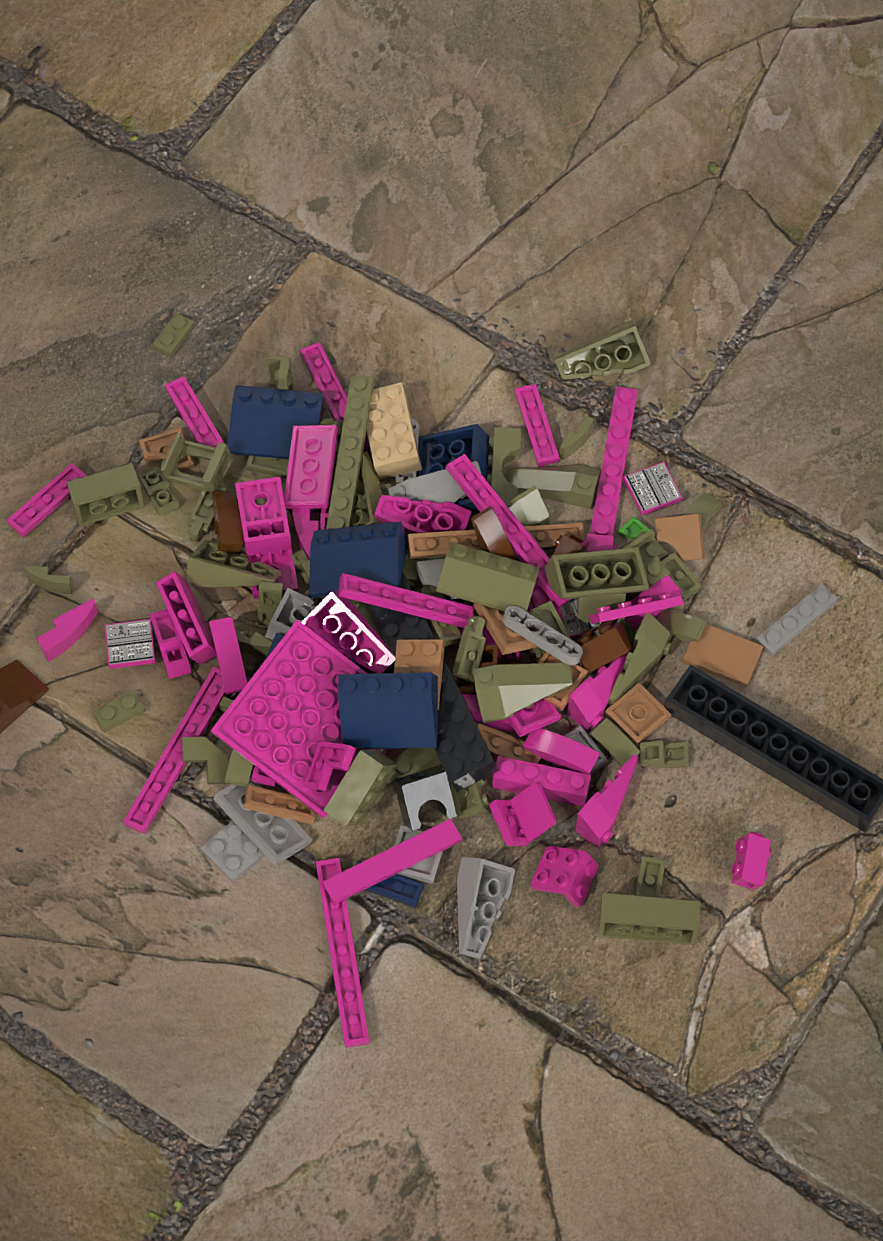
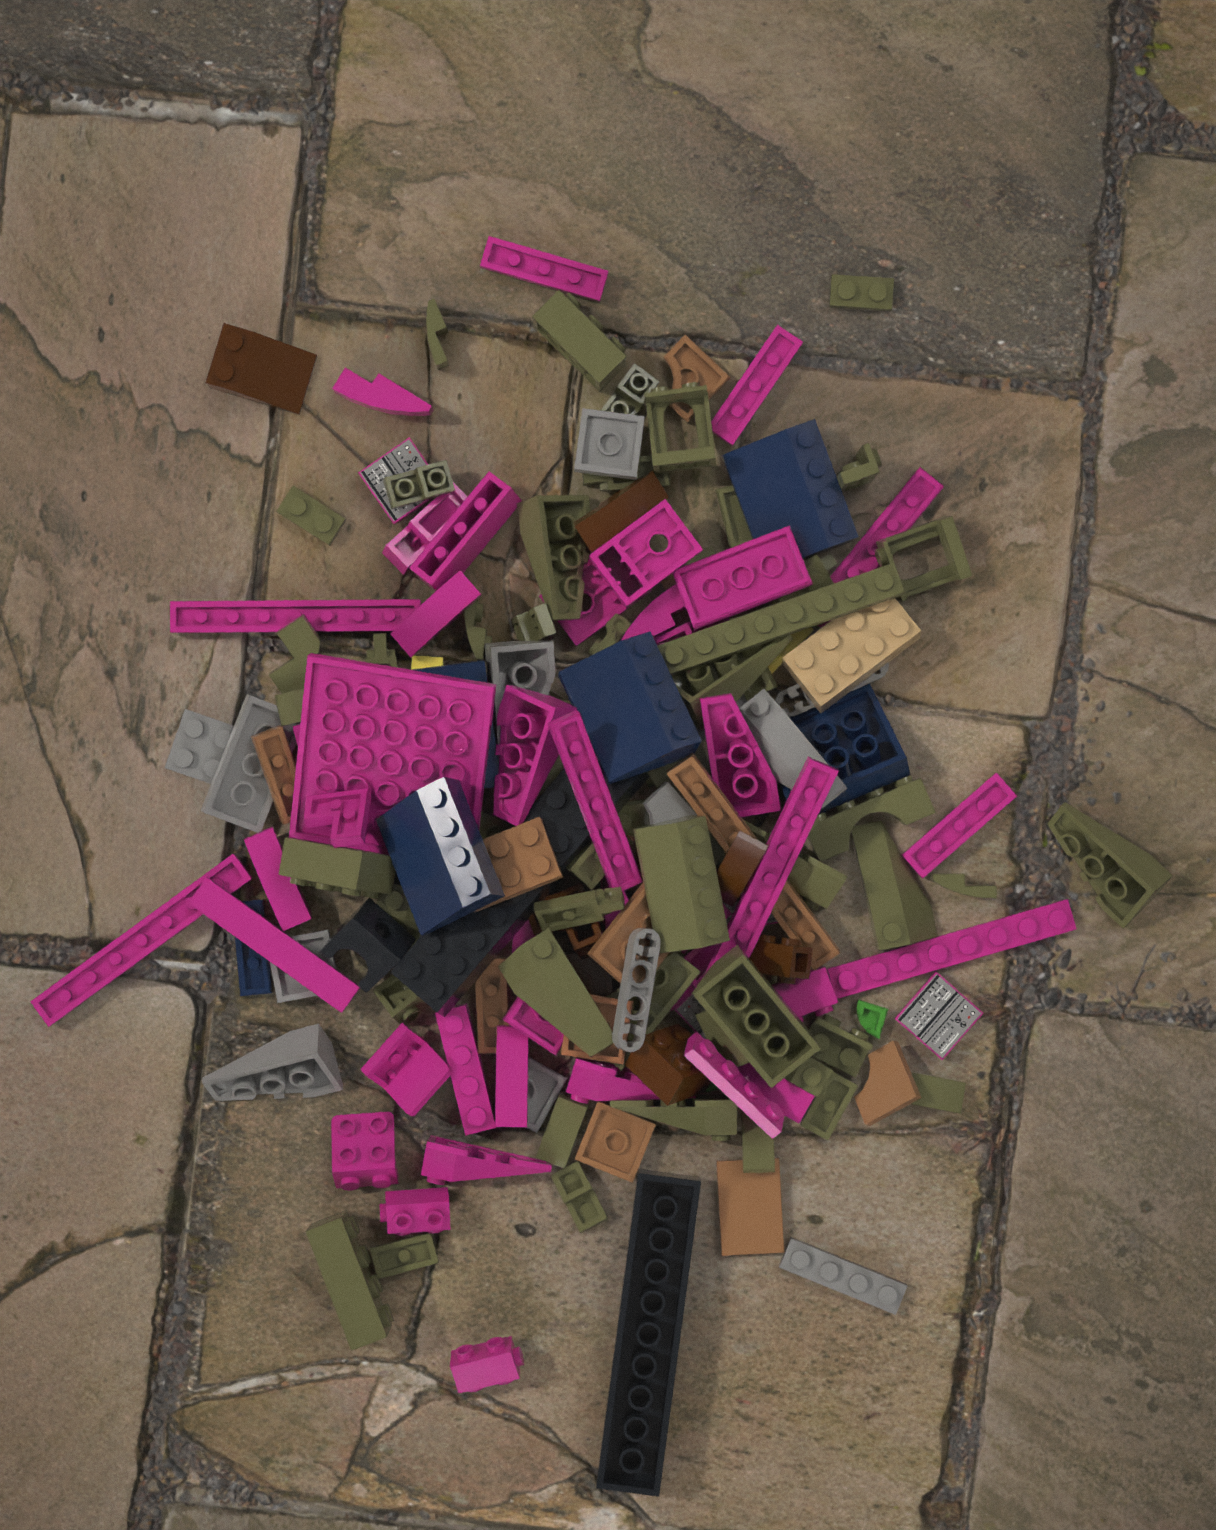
camera: 65 degrees right, 25 degrees up
(139, 630) = (418, 484): none -> olive slope
(180, 507) = (609, 444): none -> light grey plate
(348, 840) = (285, 898): none -> dark pink slope
(359, 351) = (957, 562): none -> olive panel
(622, 856) = (416, 1211): none -> dark pink brick

